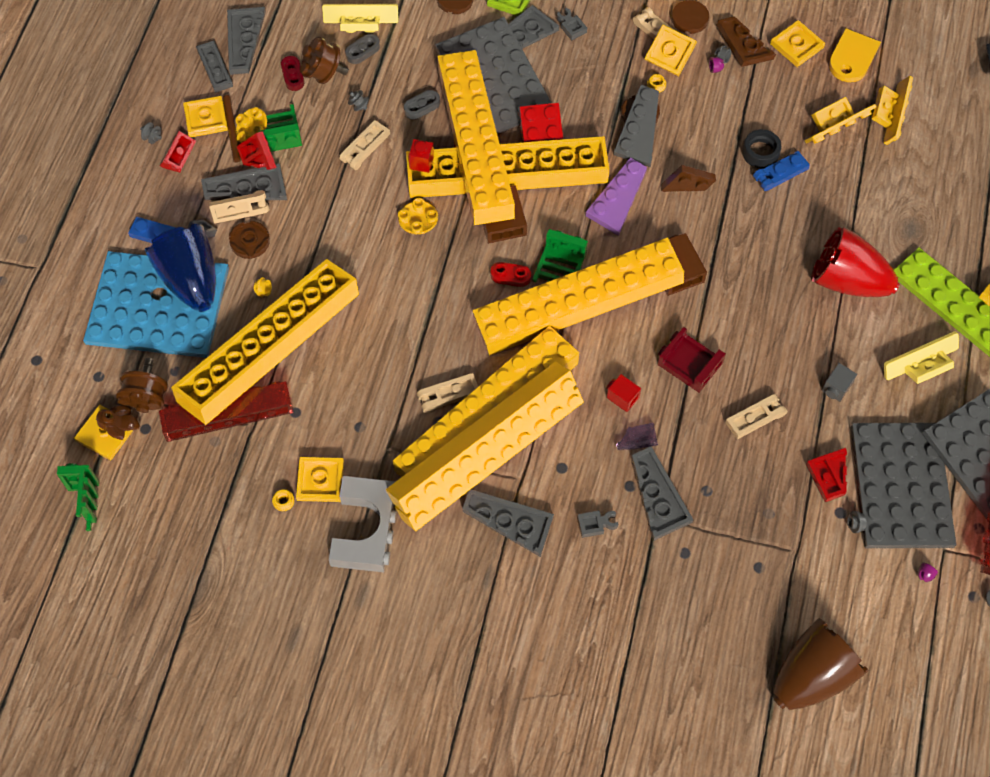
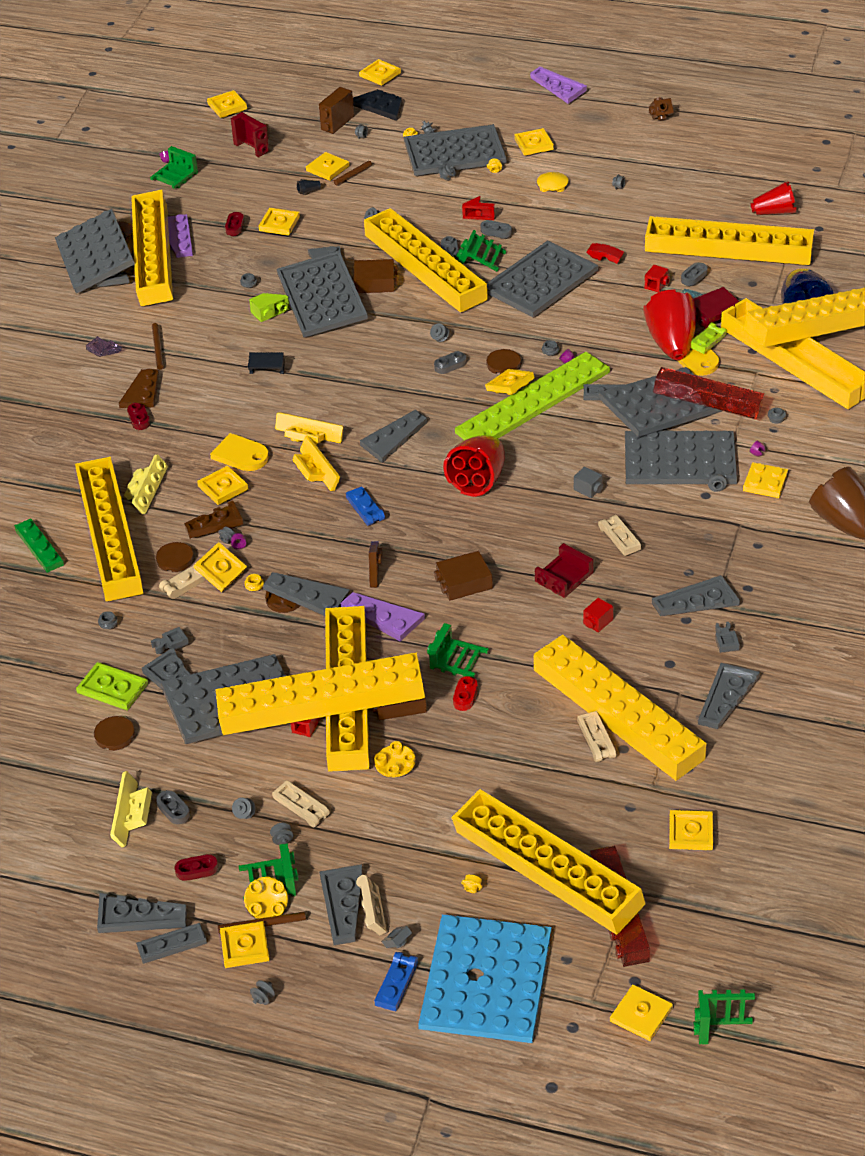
camera: 85 degrees left, 20 degrees down
(117, 421) = (634, 993): reddish brown plate -> none
(142, 389) = (599, 967): reddish brown wheel -> none
(178, 152) = (287, 972): red slope -> none
(185, 265) = (455, 929): clear blue cylinder -> none
(249, 239) = (409, 901): reddish brown tile -> none
(256, 152) = (308, 885): red wing -> none
(283, 494) = (713, 859): yellow plate -> none
(321, 60) = (193, 831): reddish brown wheel -> none
(327, 132) = (281, 833): none -> dark grey wheel
(371, 552) = (760, 785): light grey arch -> none
(420, 104) = (256, 761): dark grey plate -> none
(421, 155) = (341, 733): red brick -> none
(484, 446) = (661, 699): yellow piece -> none
(540, 122) = (301, 655): red brick -> none
(579, 296) = (503, 636): yellow brick -> none
(638, 437) = (639, 609): slope -> none
(767, 137) = (340, 524): black tyre -> none
(830, 474) = (674, 495): red wing -> none
(872, 580) = (765, 480): none -> yellow plate
(901, 190) = (388, 438): none -> dark grey wing
(925, 360) = (571, 432): light yellow bracket -> none

